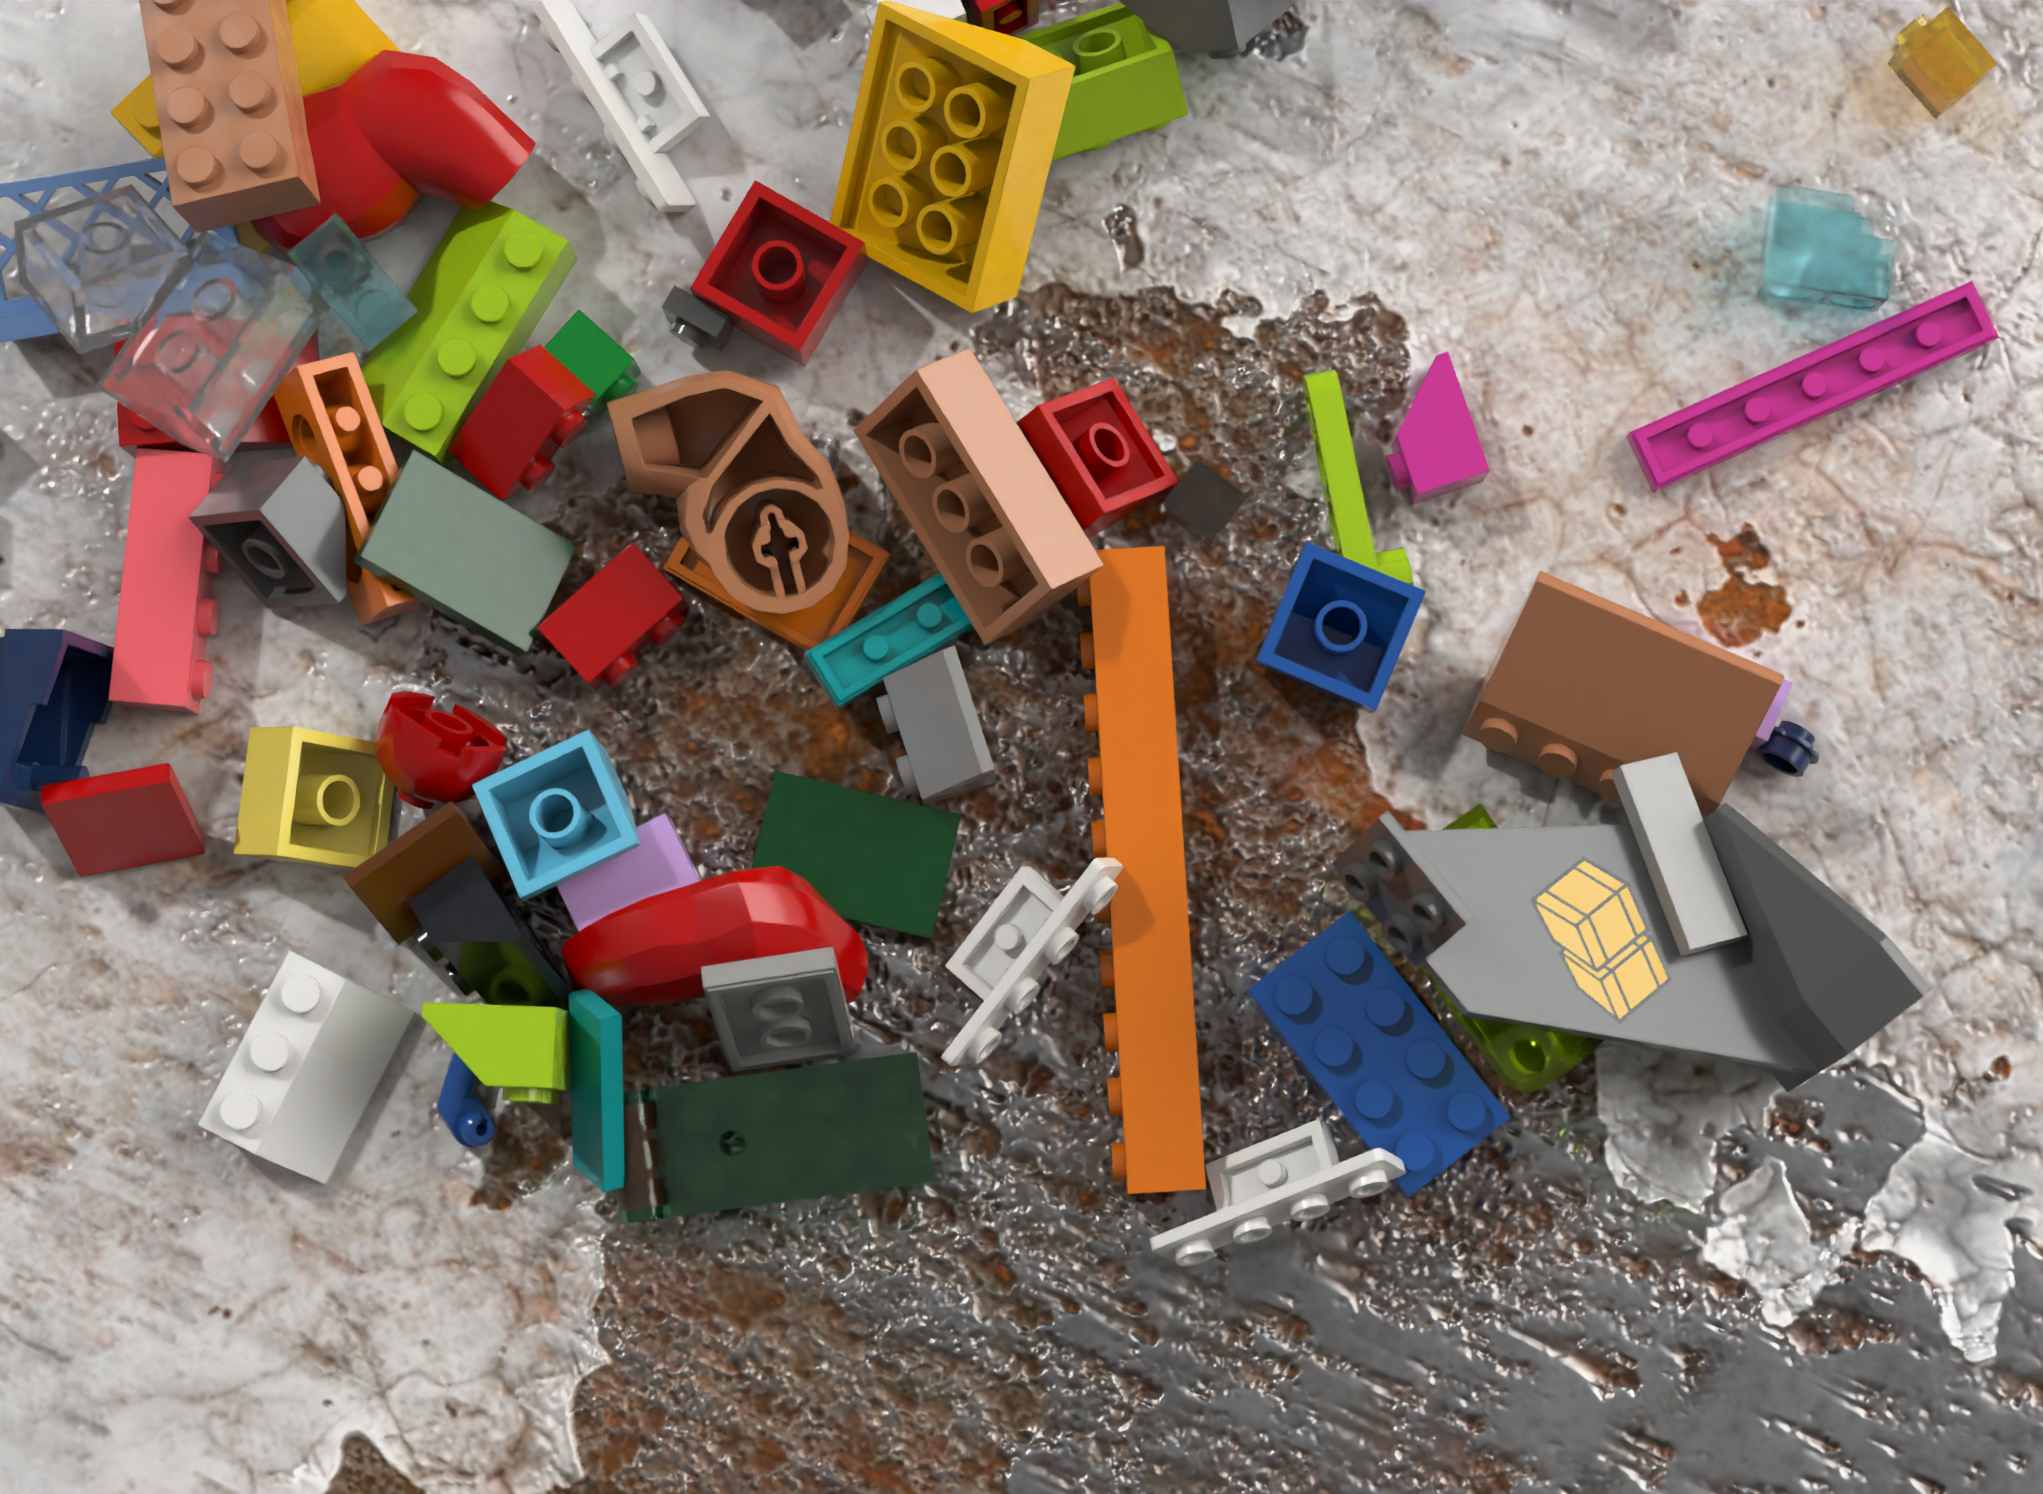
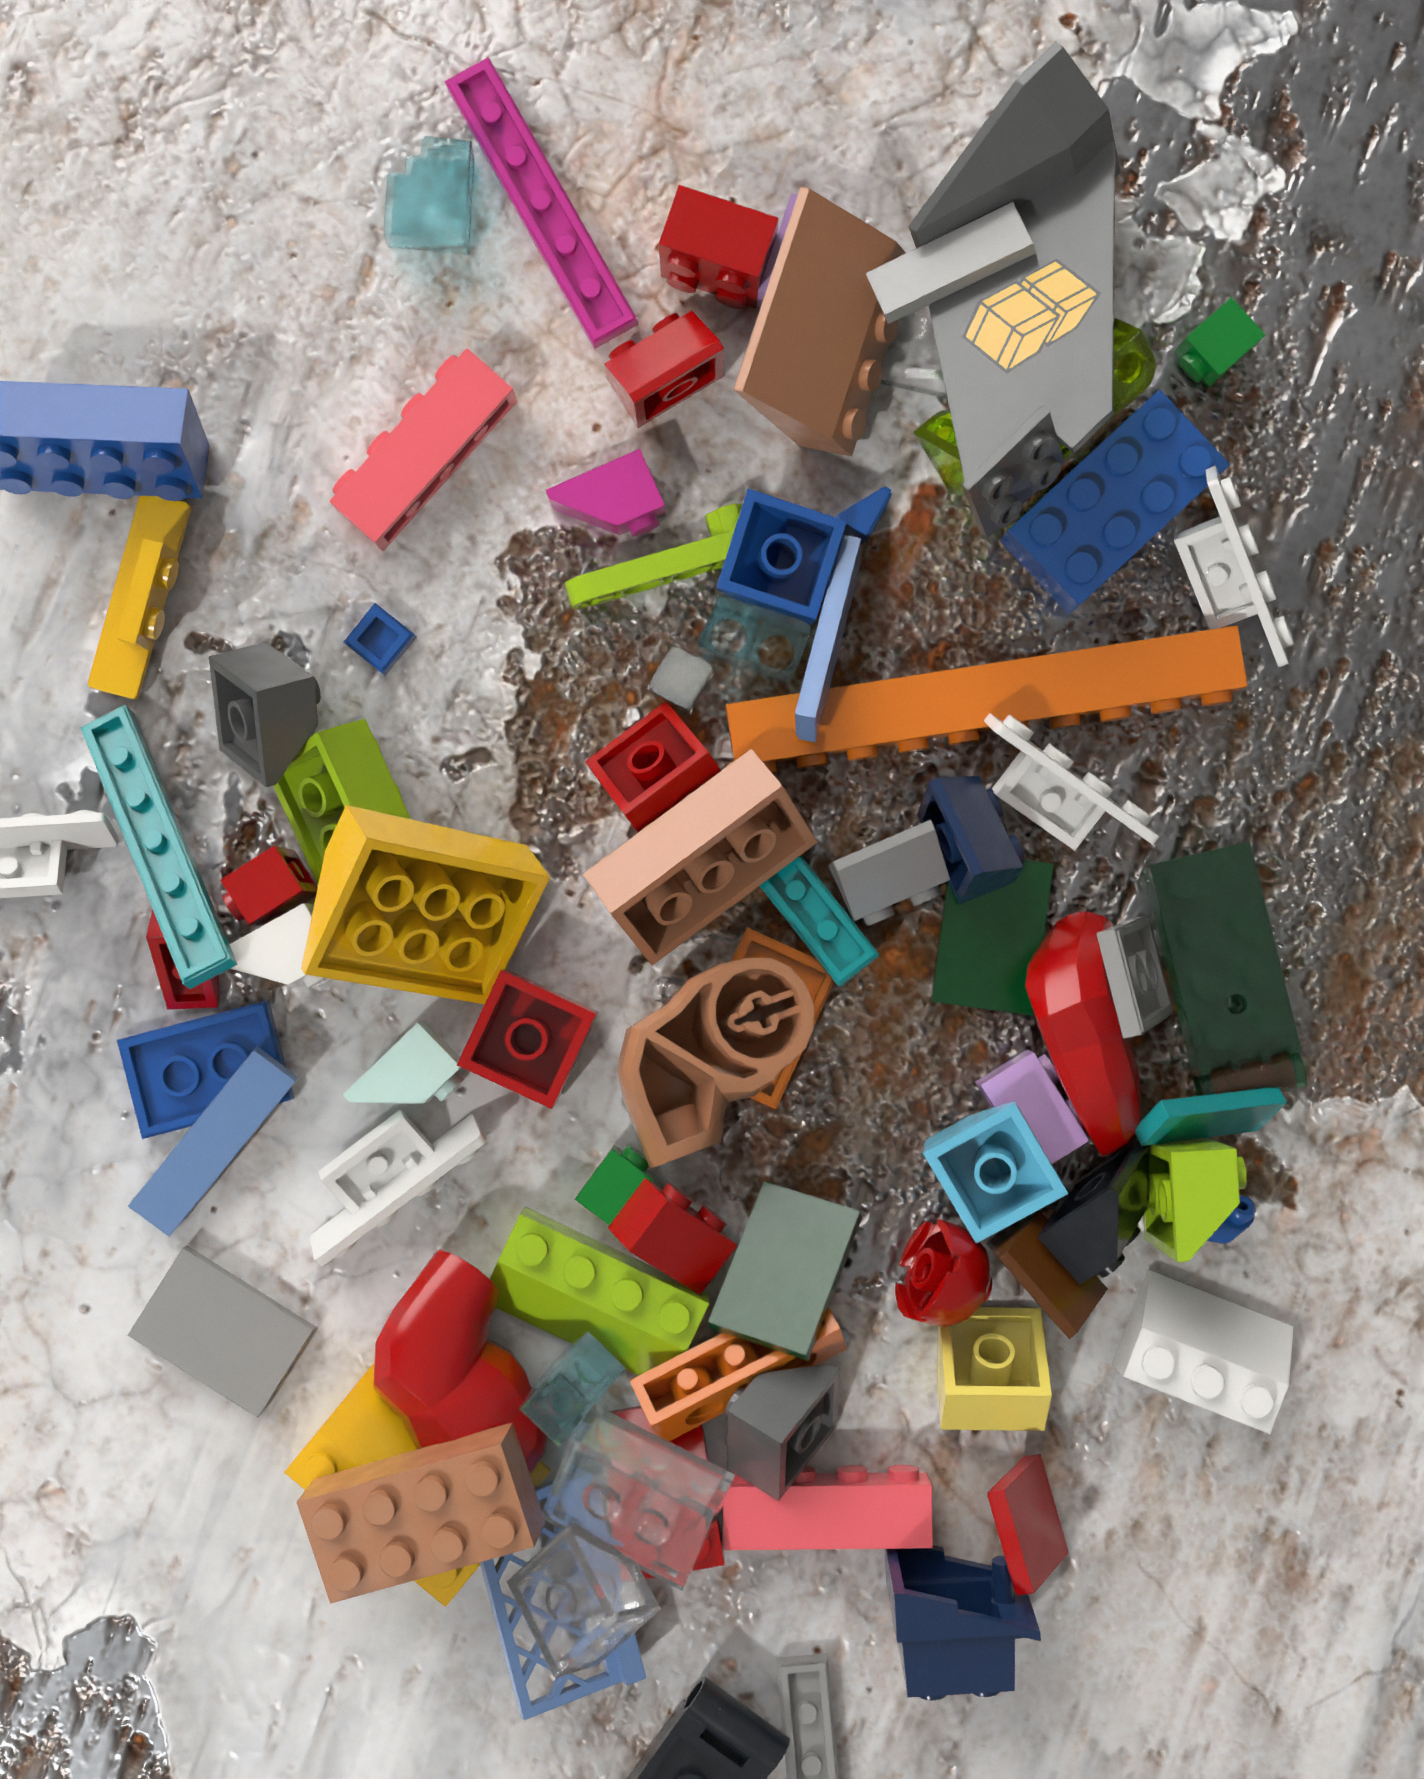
camera: 100 degrees left, 5 degrees up
(615, 618) = (823, 1144): red brick -> none
(696, 320) = (572, 1103): dark grey plate -> none
(755, 131) = (410, 1071): none -> light aqua slope
(973, 831) = (971, 836): none -> dark blue slope
(1228, 591) = (748, 617): none -> clear light blue piece
(1233, 676) = (828, 639): none -> medium blue tile
(1286, 144) = (380, 639): none -> blue tile
(1386, 745) = (865, 514): none -> blue slope
(1514, 213) = (423, 448): none -> coral brick
(1567, 1208) = (1218, 344): none -> green brick
(1590, 511) = (665, 366): none -> red slope
(1734, 580) = (716, 247): none -> red brick
(1789, 749) = (840, 192): dark blue plate -> none
(1940, 60) = (266, 116): clear yellow brick -> none

